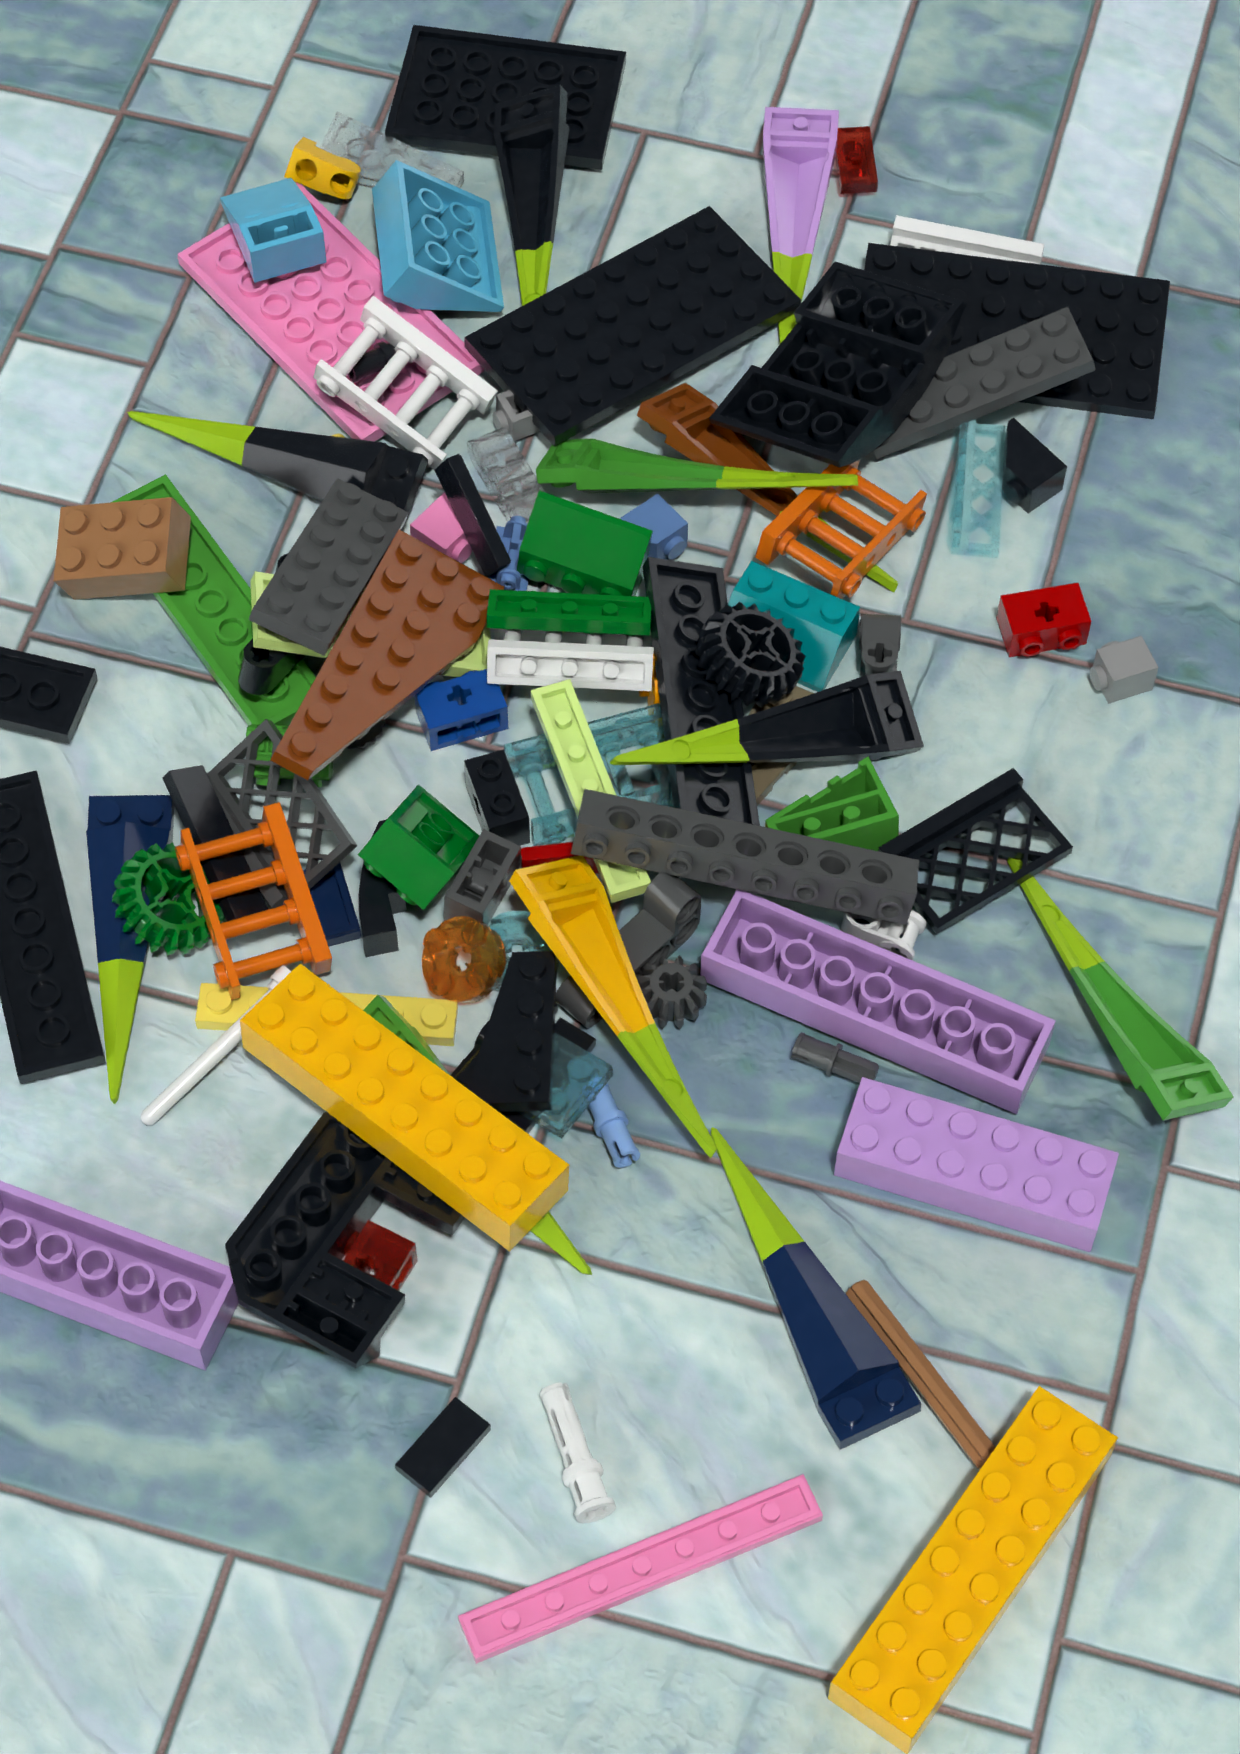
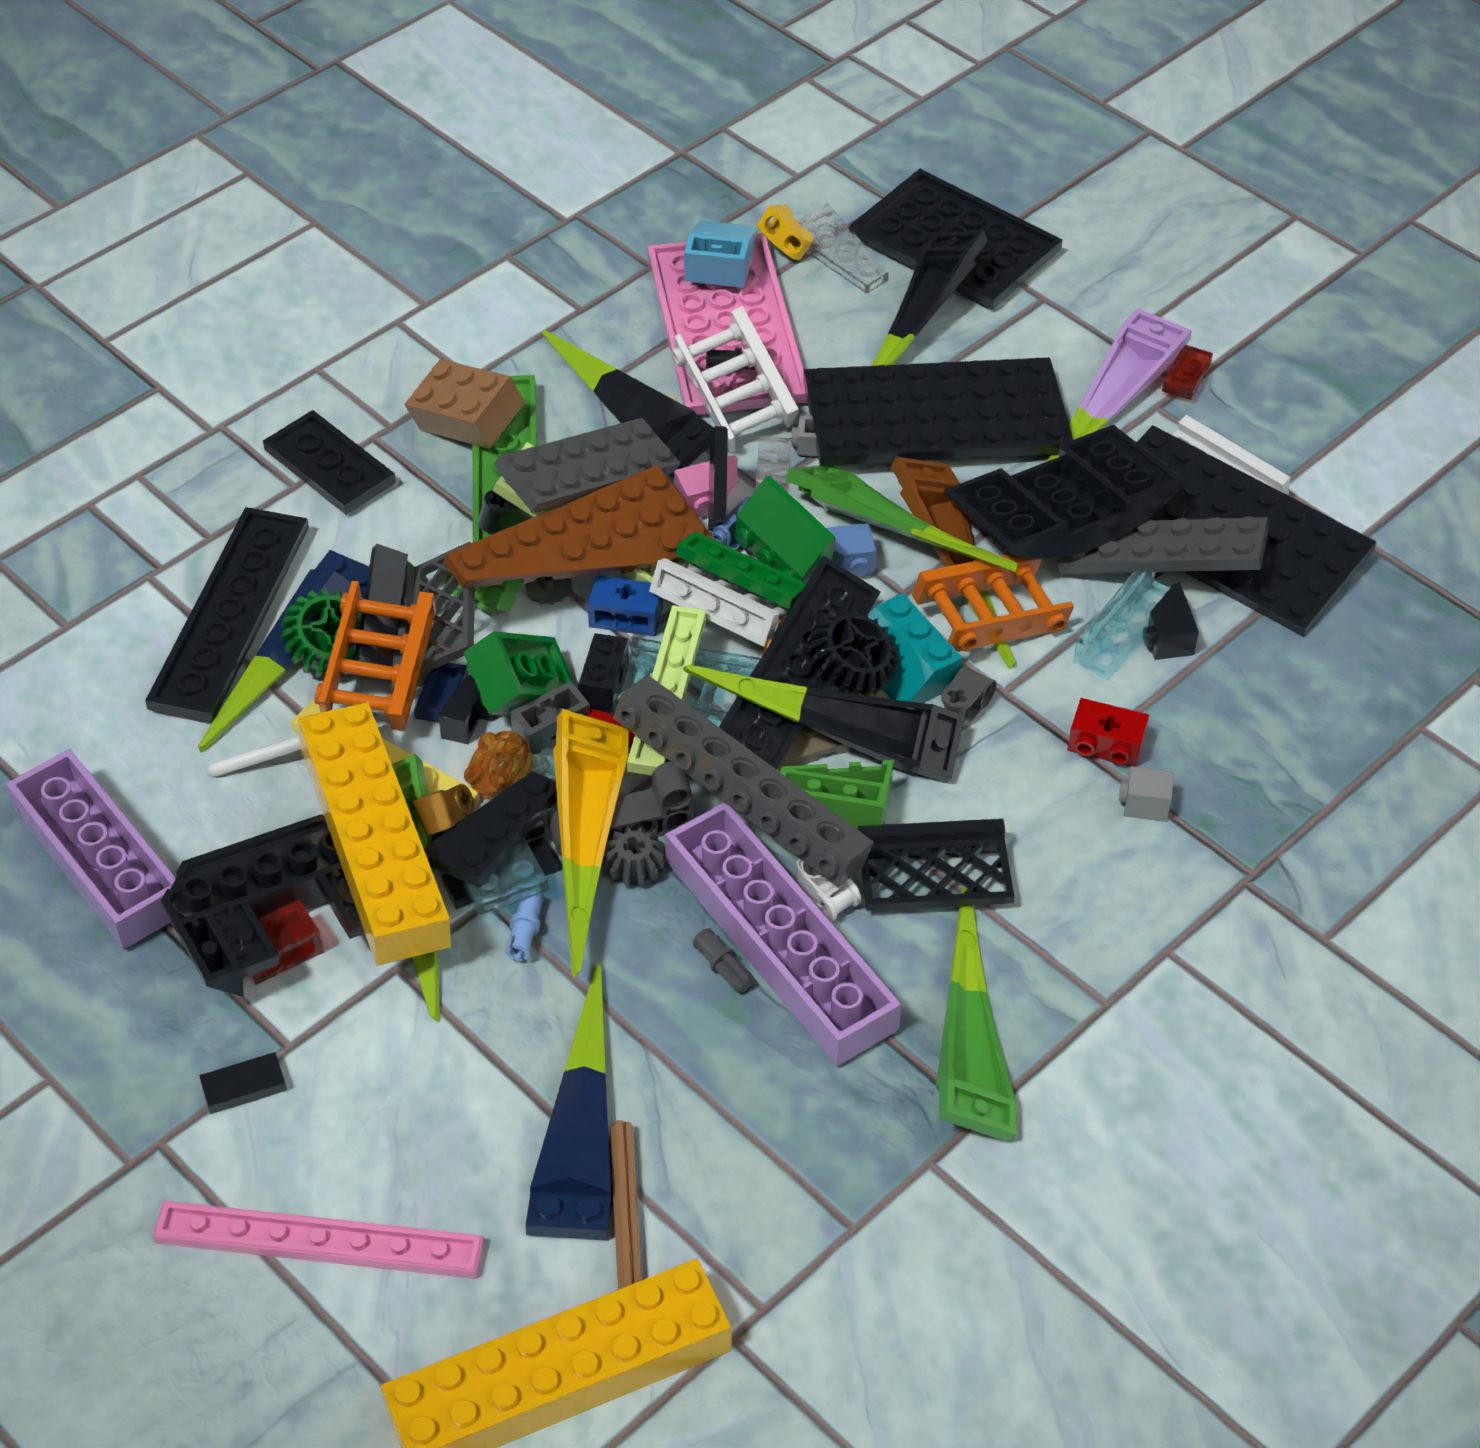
camera: 30 degrees right, 10 degrees down
(435, 243) = (830, 305): medium azure slope -> none
(451, 1042) = (444, 808): none -> pearl gold piece
(581, 1471) = (324, 1147): white pin -> none
(976, 1164) = (775, 1084): lavender brick -> none

